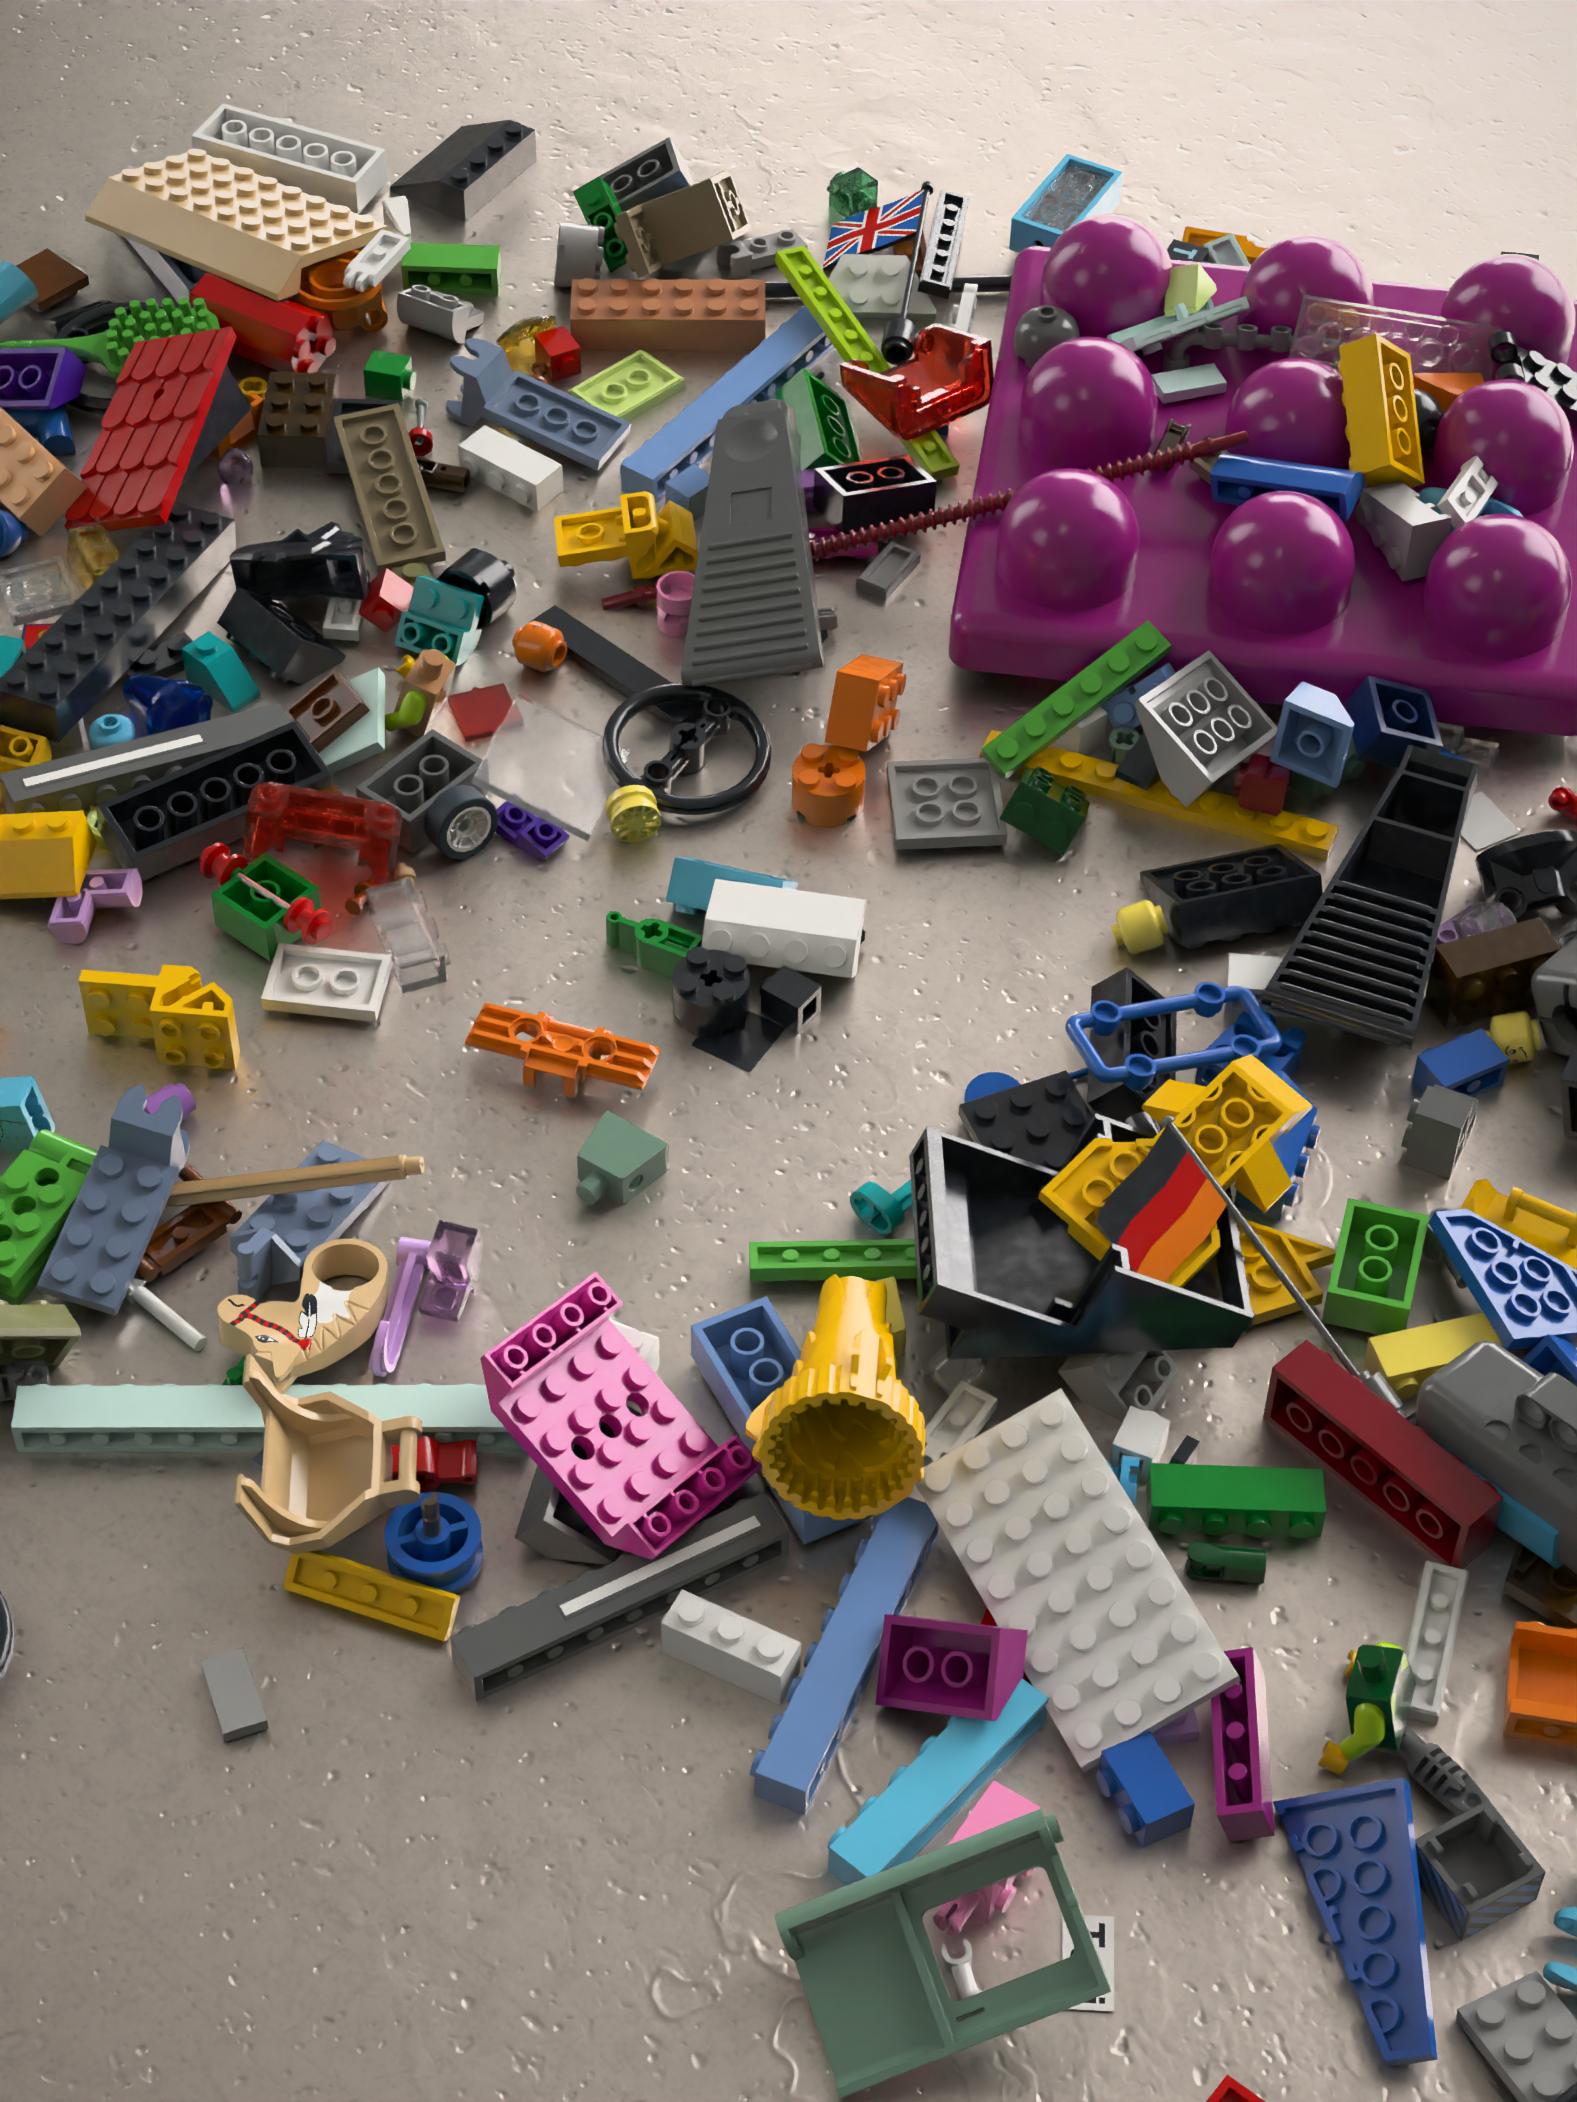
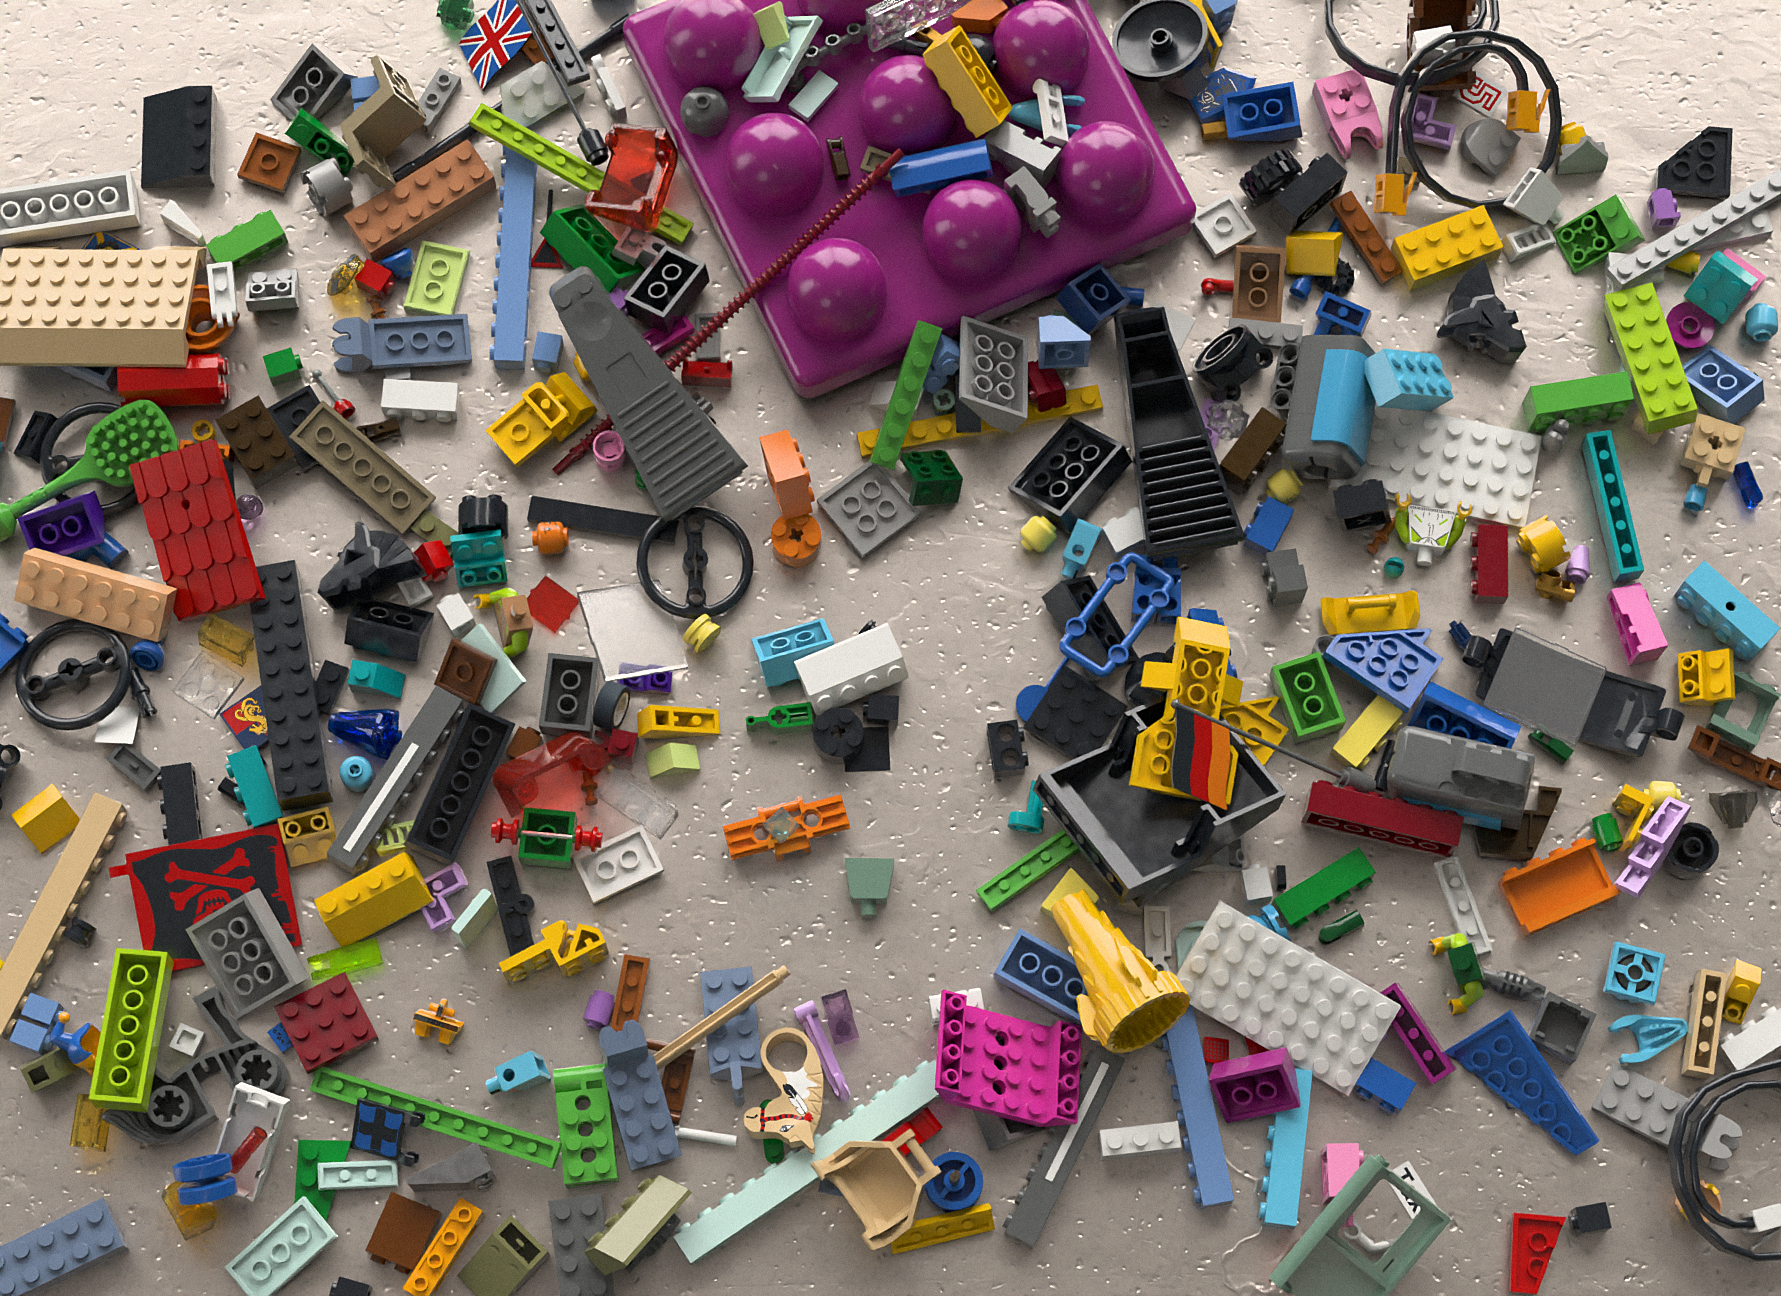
camera: 35 degrees left, 25 degrees up
(101, 923) = (475, 918): none -> light aqua tile
(173, 937) = (511, 904): none -> black hinge
(225, 1111) = (630, 990): none -> dark orange plate
(365, 654) = (455, 614): none -> white brick
(438, 869) = (620, 746): none -> dark red brick
(491, 919) = (672, 760): none -> yellowish green slope
(525, 882) = (677, 722): none -> yellow slope
(535, 221) = (269, 162): none -> dark orange plate
(553, 1027) = (781, 825): none -> clear light blue plate
(597, 350) = (399, 262): none -> blue brick
(856, 598) = (707, 373): none -> red hinge
(870, 444) = (636, 245): none -> light grey plate
(917, 1104) = (1000, 749): none -> black brick
(928, 1601) = (1215, 1050): none -> red slope
(1187, 957) = (1085, 539): none -> medium azure torso
(1378, 565) = (1033, 202): none -> light grey hips

